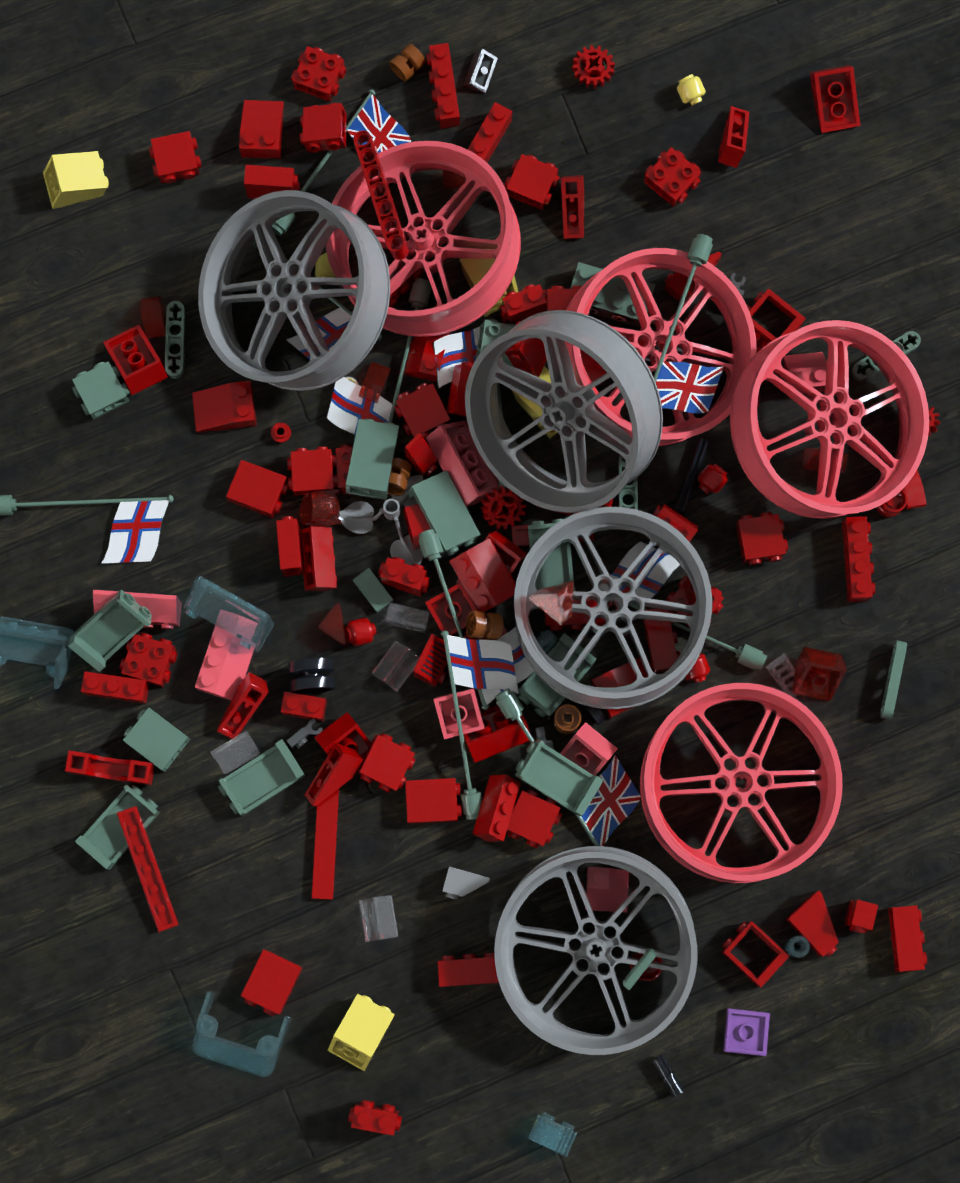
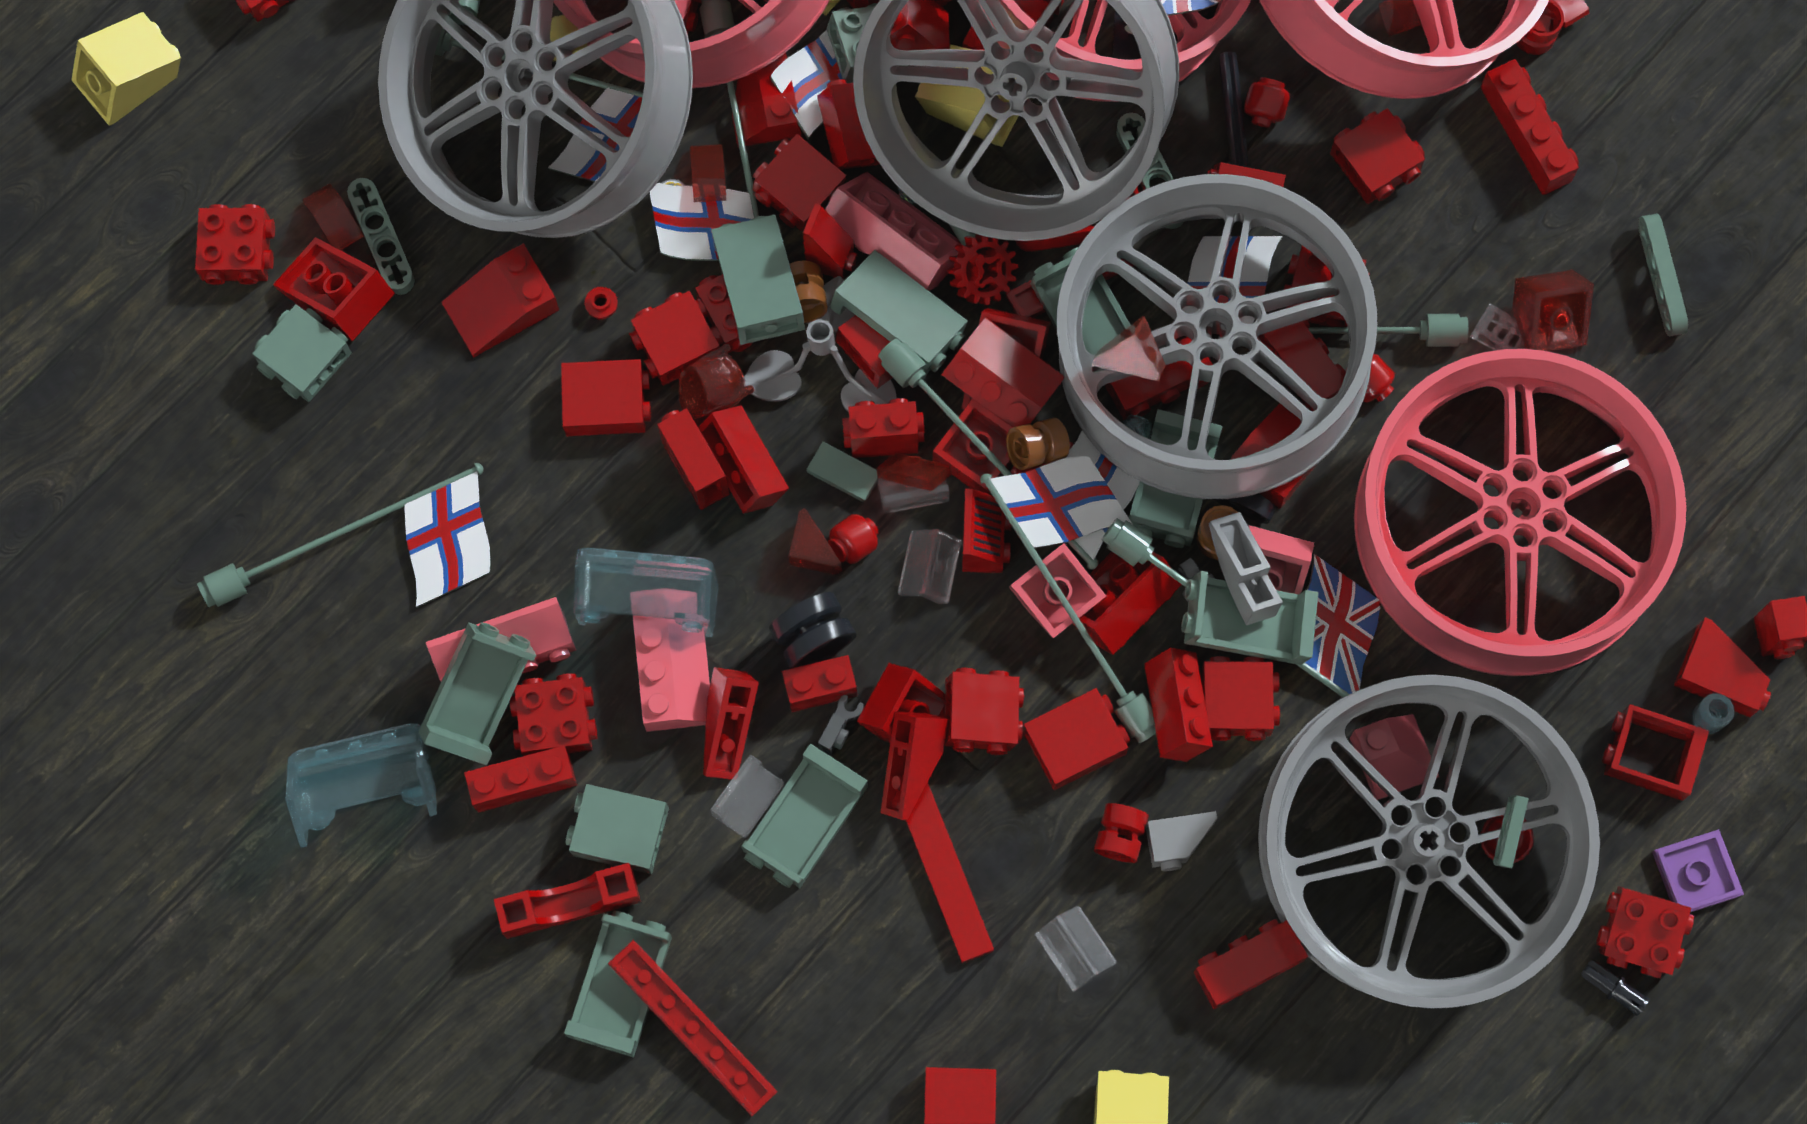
camera: 20 degrees left, 5 degrees down
(91, 309) = (234, 244): none -> red brick
(410, 608) = (913, 471): none -> clear red plate
(438, 860) = (1124, 821): none -> red wheel
(567, 748) = (1244, 569): none -> light grey slope
(698, 1052) = (1644, 932): none -> red brick

